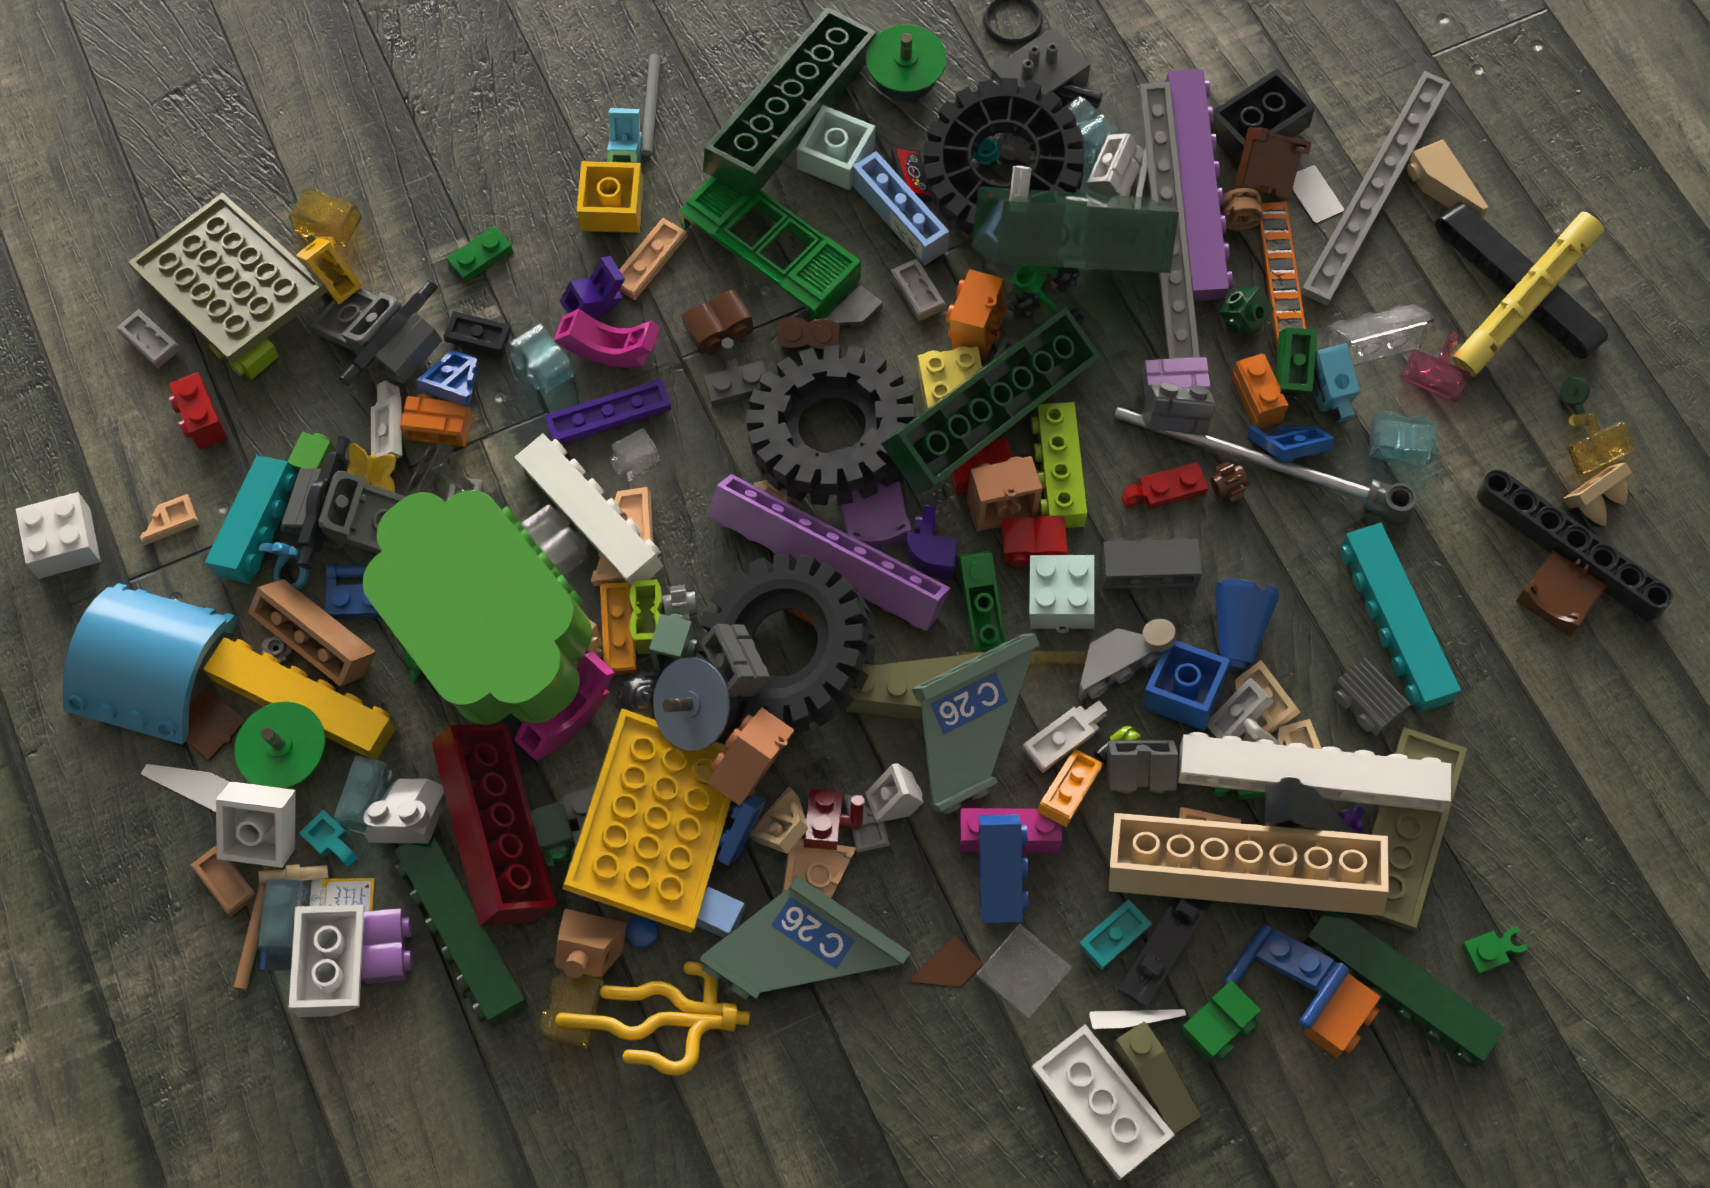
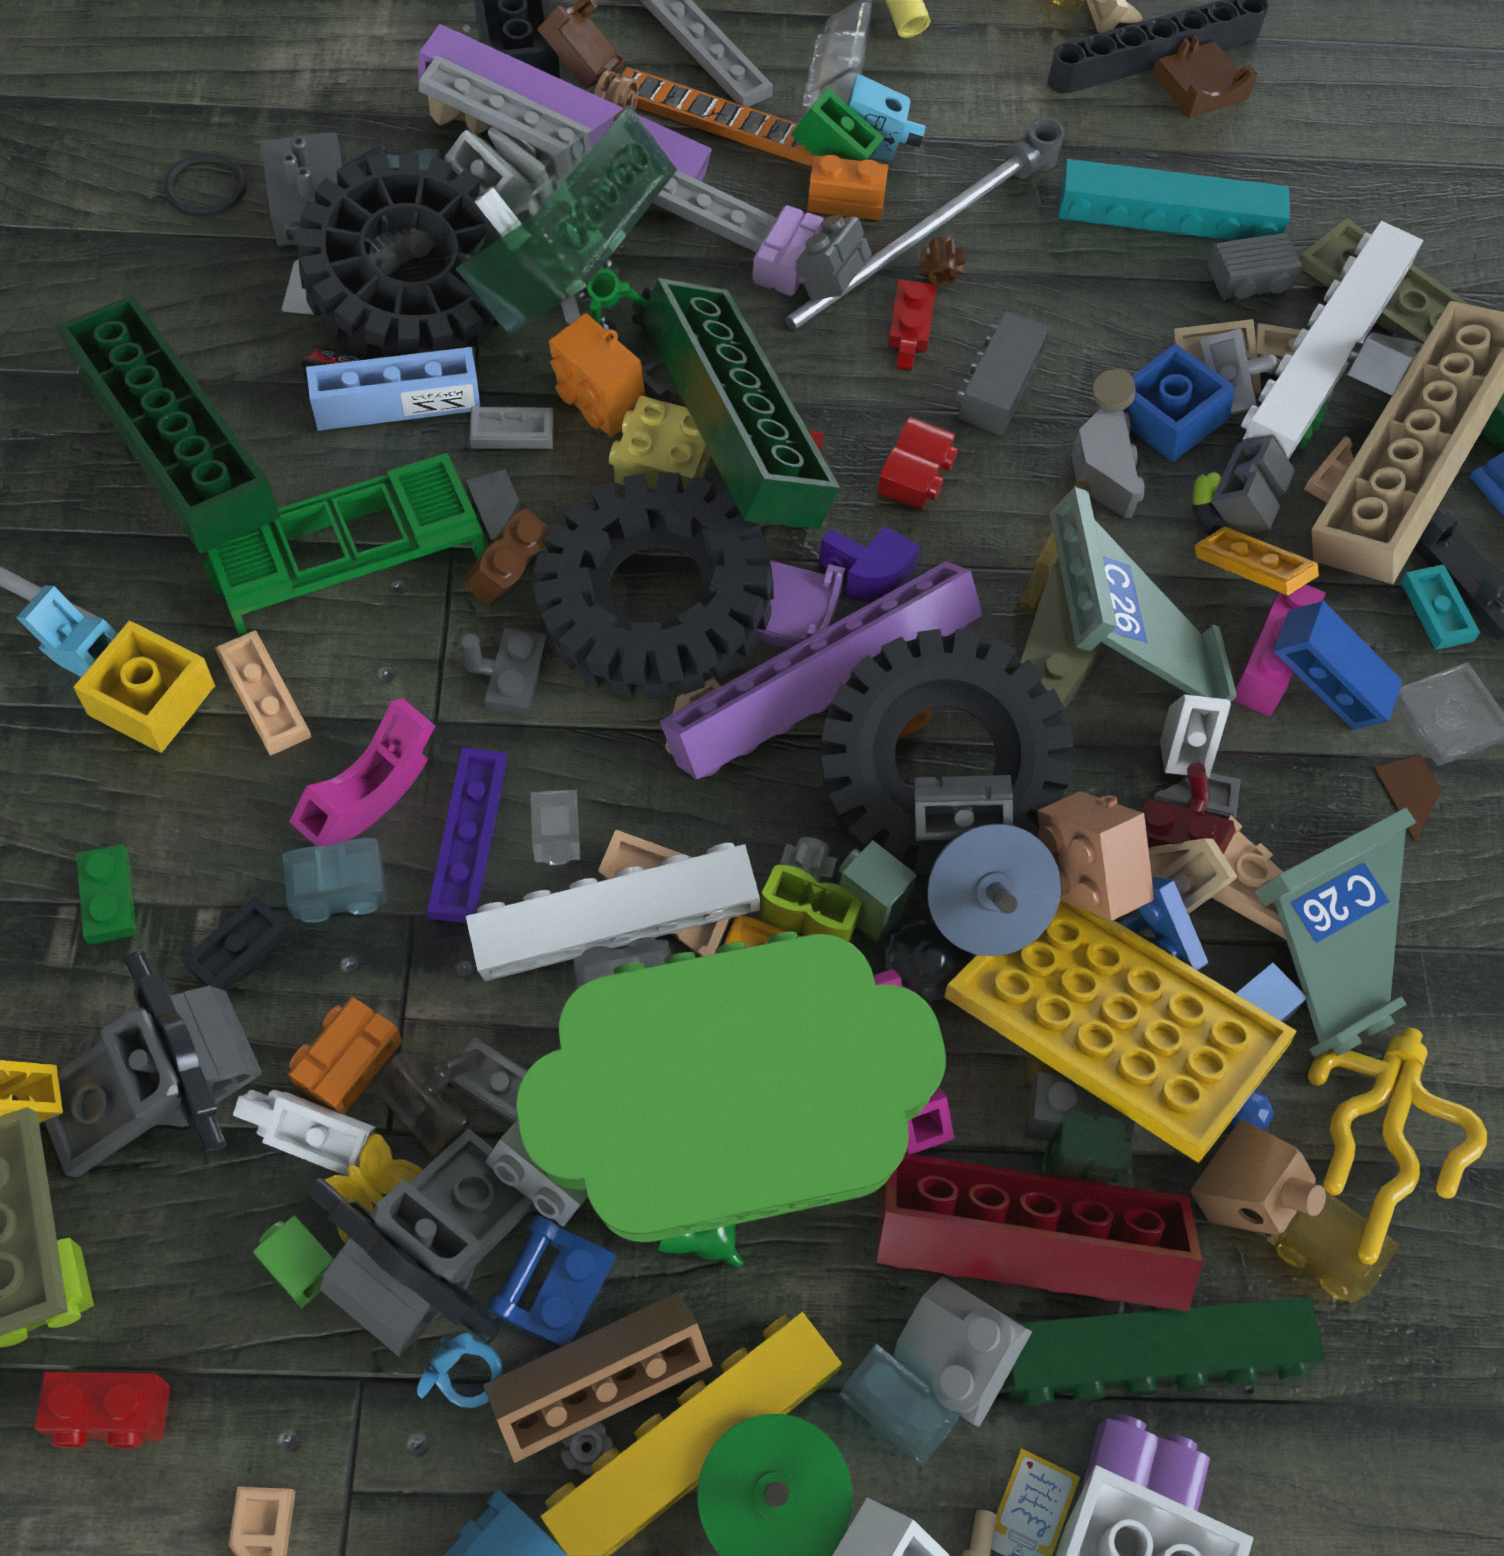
camera: 70 degrees left, 5 degrees down
(252, 520) = (354, 1391): teal brick -> none
(326, 836) = (934, 1491): teal plate -> none
(451, 378) = (296, 1004): blue wing -> none
(595, 294) = (279, 764): dark purple brick -> none
(717, 320) = (418, 650): reddish brown brick -> none
(834, 146) = (265, 410): light aqua brick -> none
(906, 61) = (195, 292): green piece -> none
(981, 599) = (960, 539): green slope -> none
(1003, 492) = (853, 450): nougat brick -> none
(1060, 463) = (843, 396): lime brick -> none
(1062, 592) = (1001, 463): light aqua brick -> none
(1064, 735) = (1177, 546): white hinge -> none
(1243, 619) = (1118, 321): blue cone -> none
(1246, 310) = (751, 153): dark green brick -> none
(1292, 441) = (924, 191): blue wing -> none
(1316, 194) = (637, 46): white sticker -> none
(1403, 438) = (968, 107): clear light blue brick -> none
(1436, 373) = (904, 54): clear pink plate -> none

